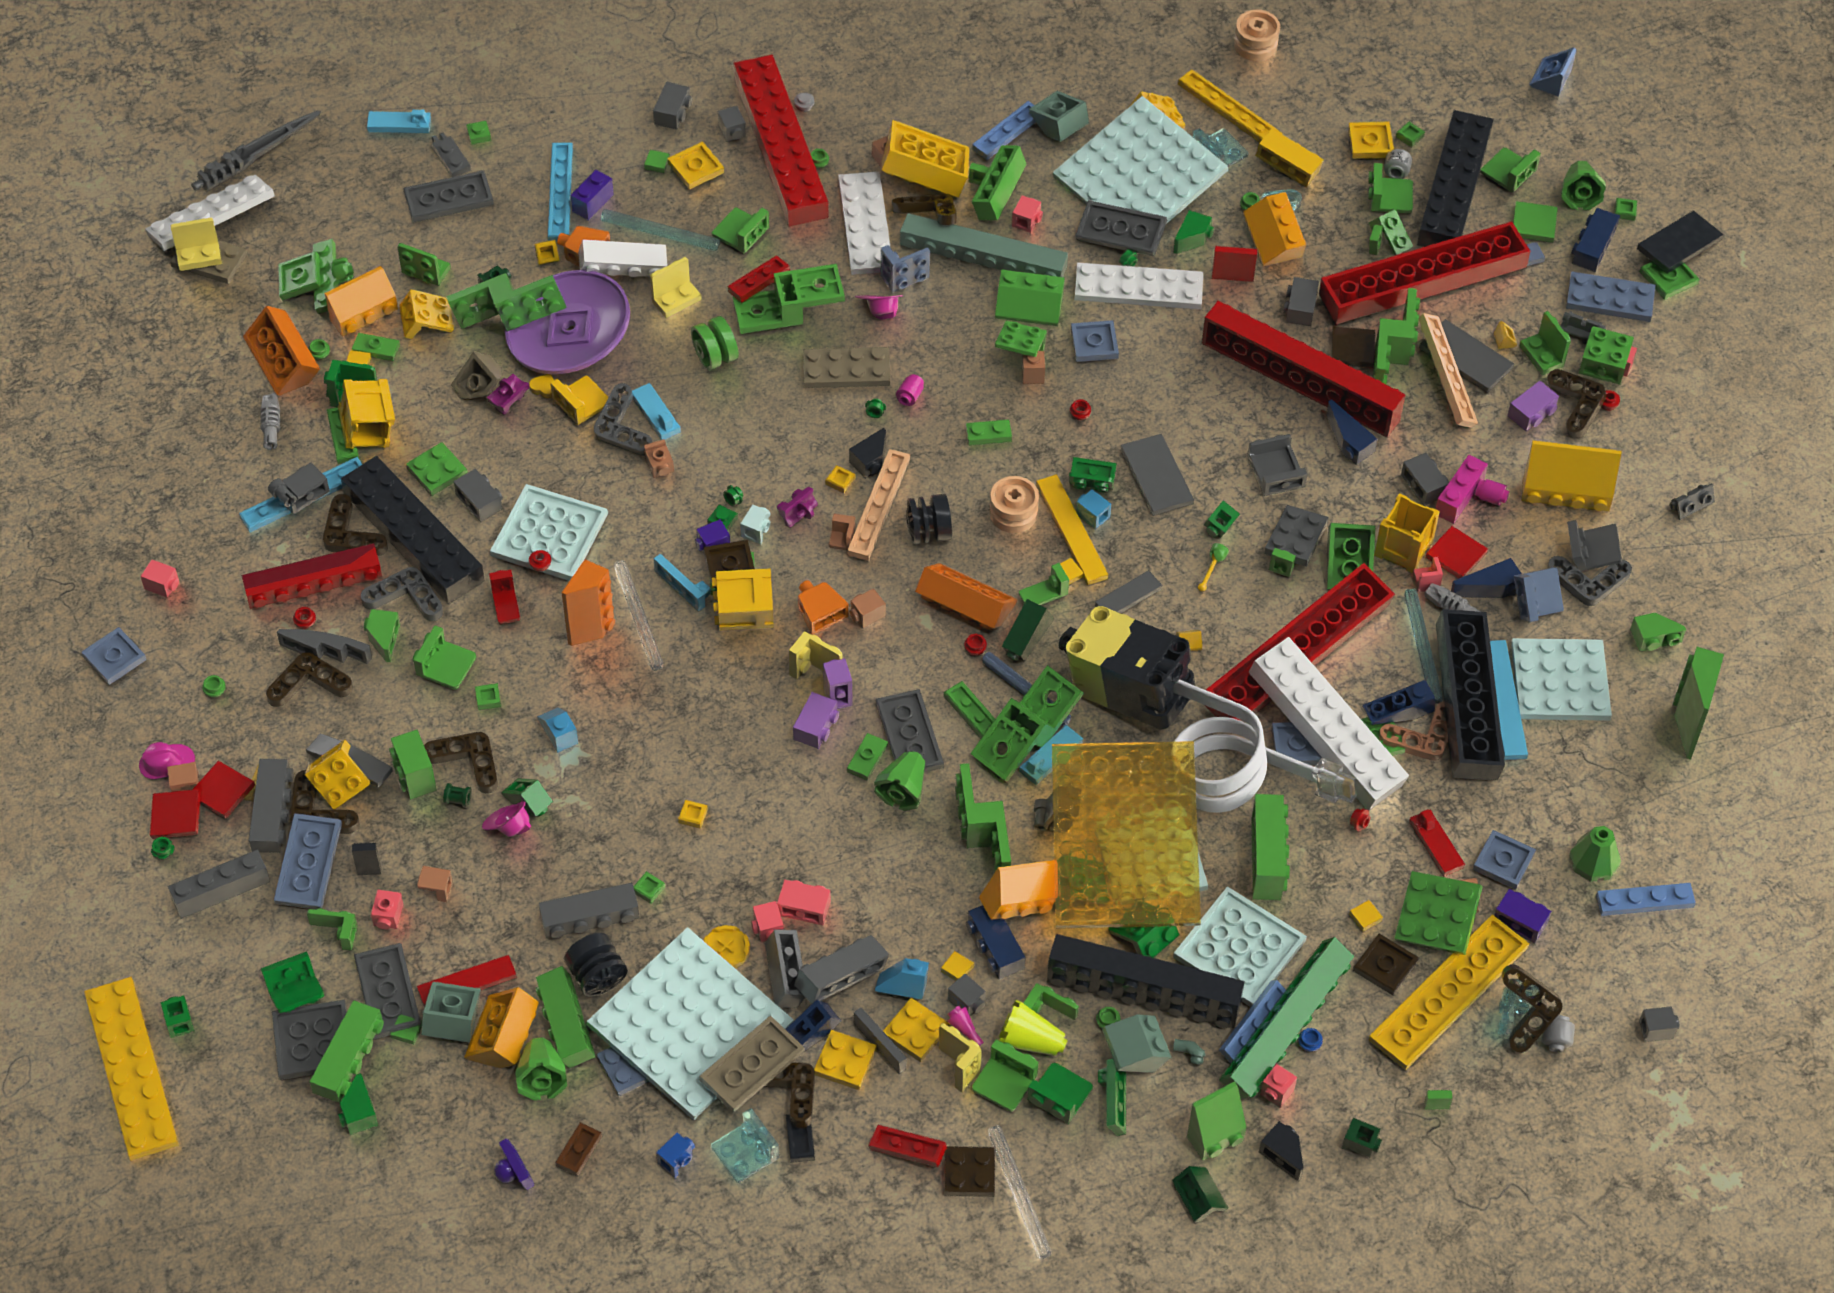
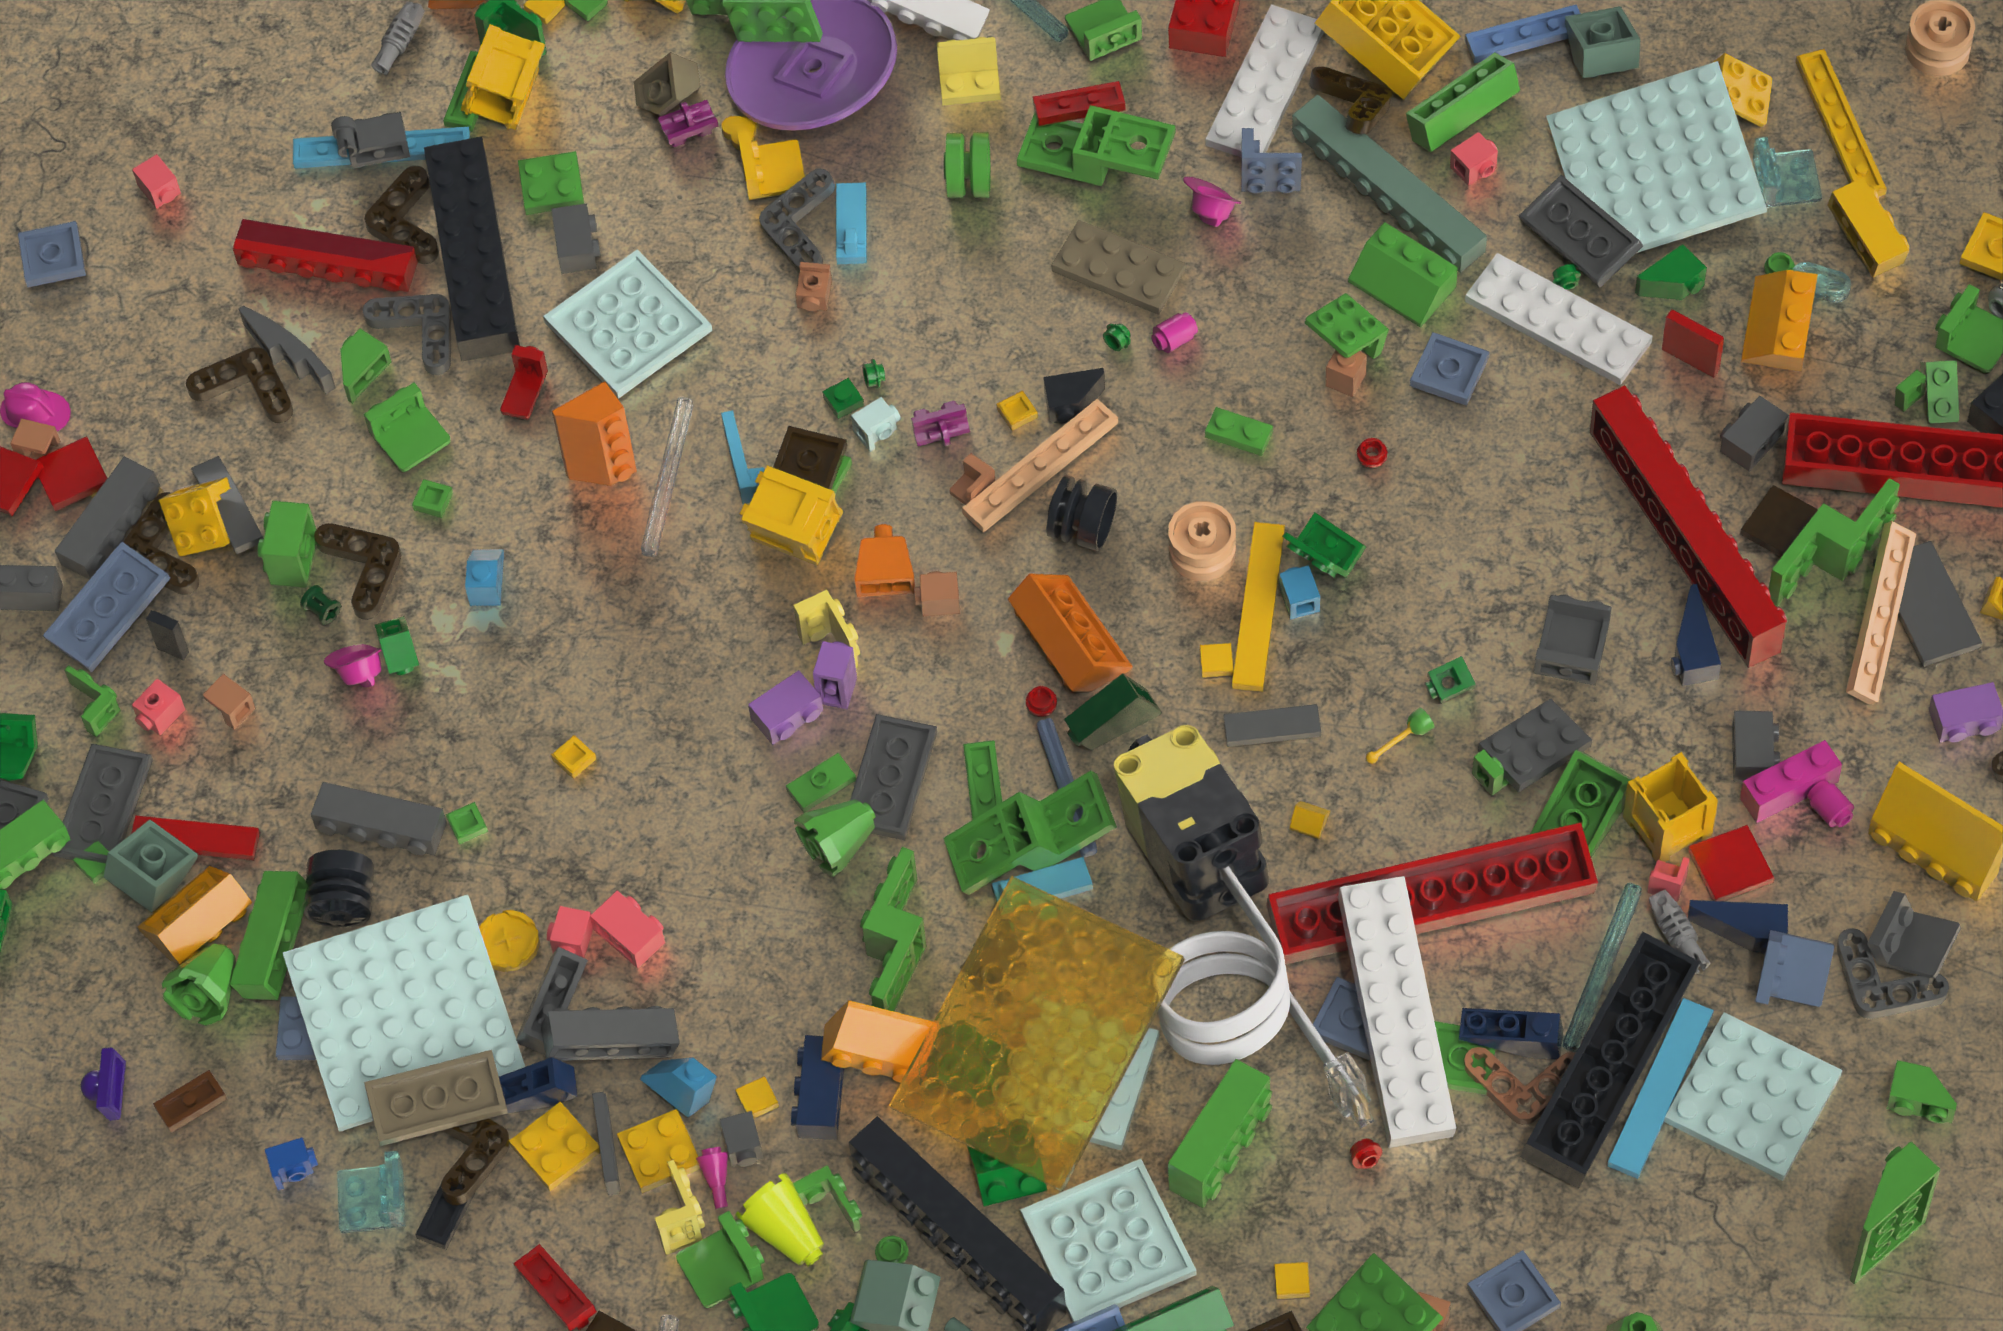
camera: 35 degrees right, 5 degrees up
(213, 686) = (137, 342): bright green plate -> none
(301, 613) = (285, 297): red plate -> none
(540, 565) = (591, 361): red plate -> none
(711, 534) = (812, 415): dark purple brick -> none
(977, 173) = (1445, 74): bright green plate -> none
(1048, 590) = (1170, 672): bright green bracket -> none
(1157, 474) = (1413, 582): dark grey tile -> none
(1437, 843) = (1445, 1232): red hinge -> none

